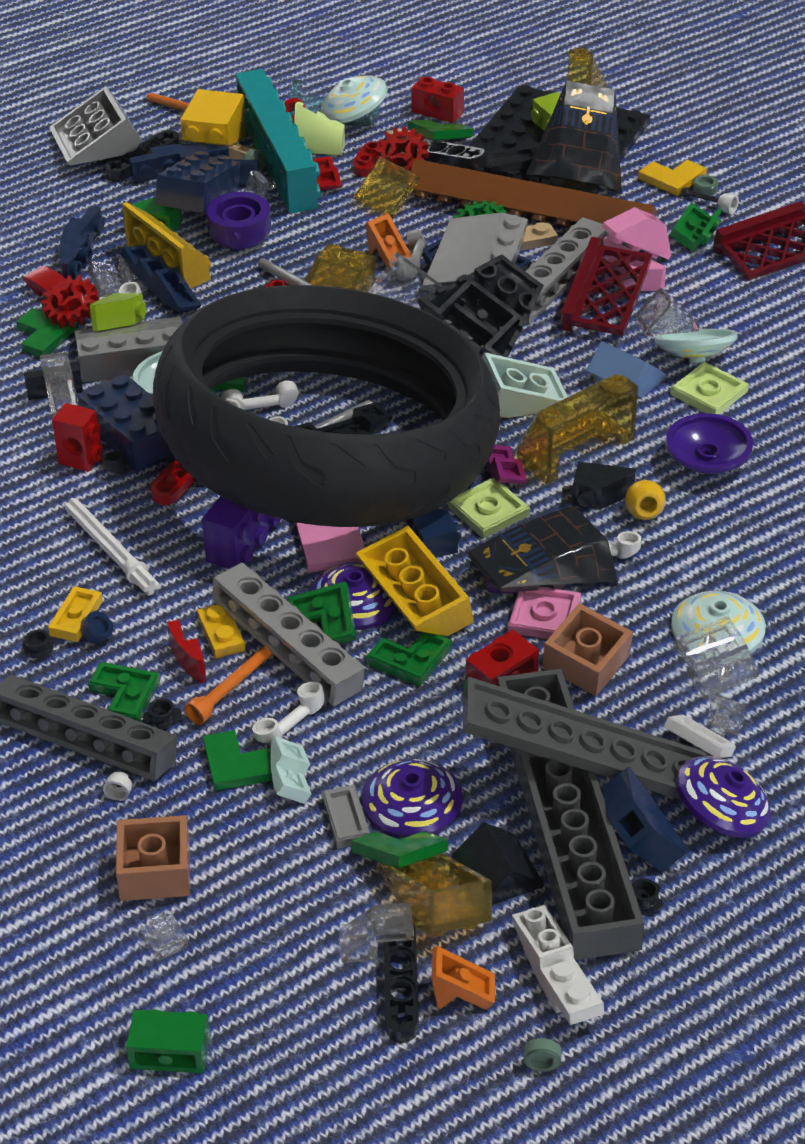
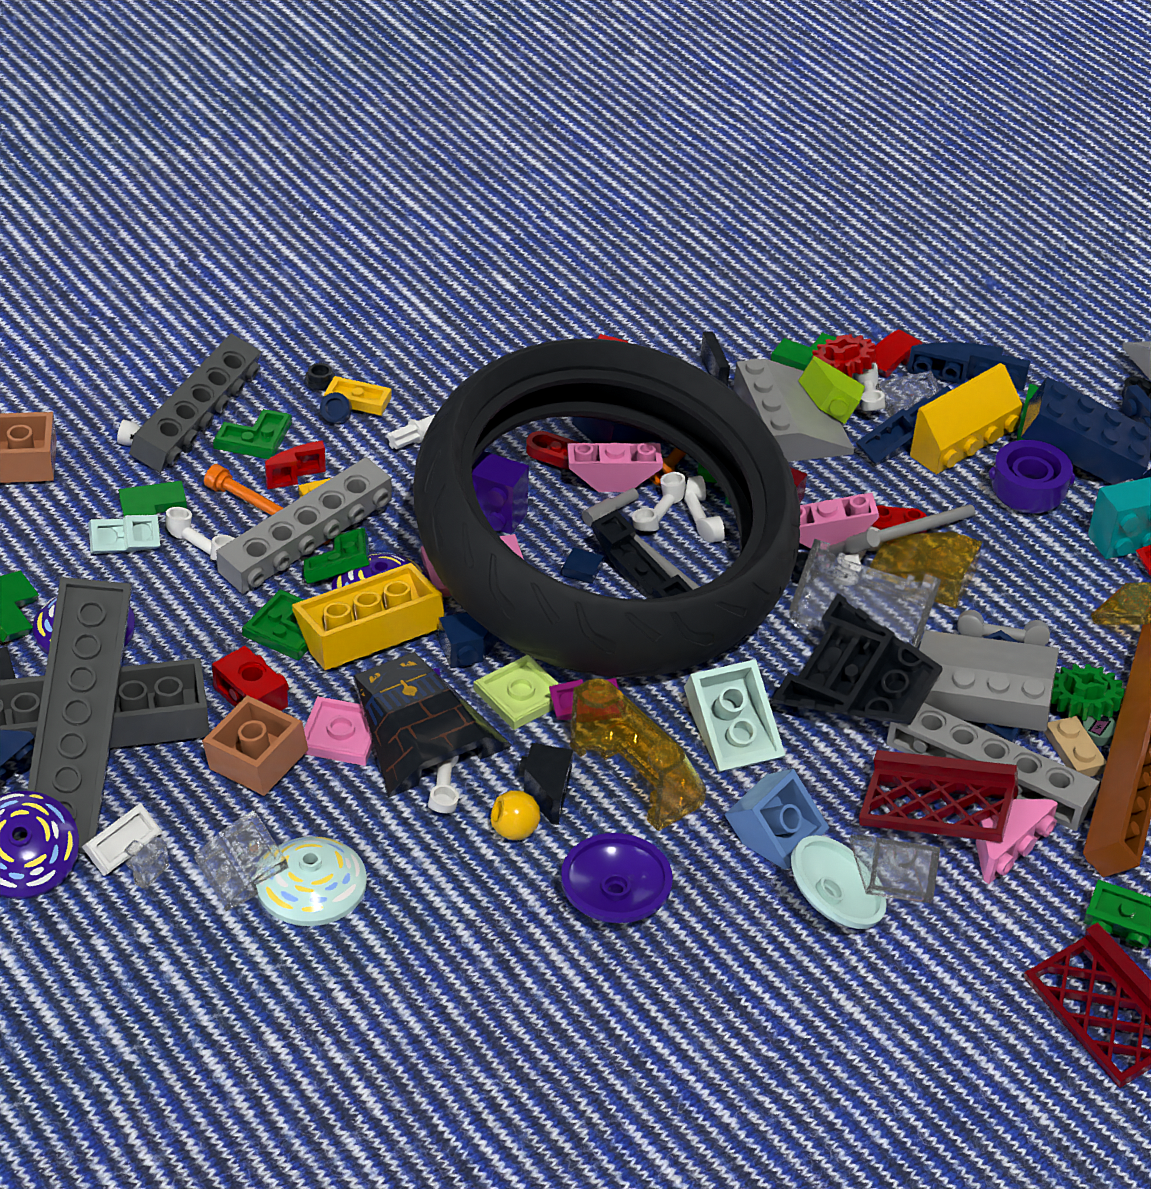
camera: 85 degrees right, 0 degrees up
(58, 380) = (709, 350): clear slope -> none
(162, 713) = (217, 453): black plate -> none
(344, 815) = (47, 578): light grey tile -> none
(385, 238) = (1016, 598): orange slope -> none
(639, 231) = (1060, 831): bright pink slope -> none
(709, 389) = (759, 908): yellowish green tile -> none

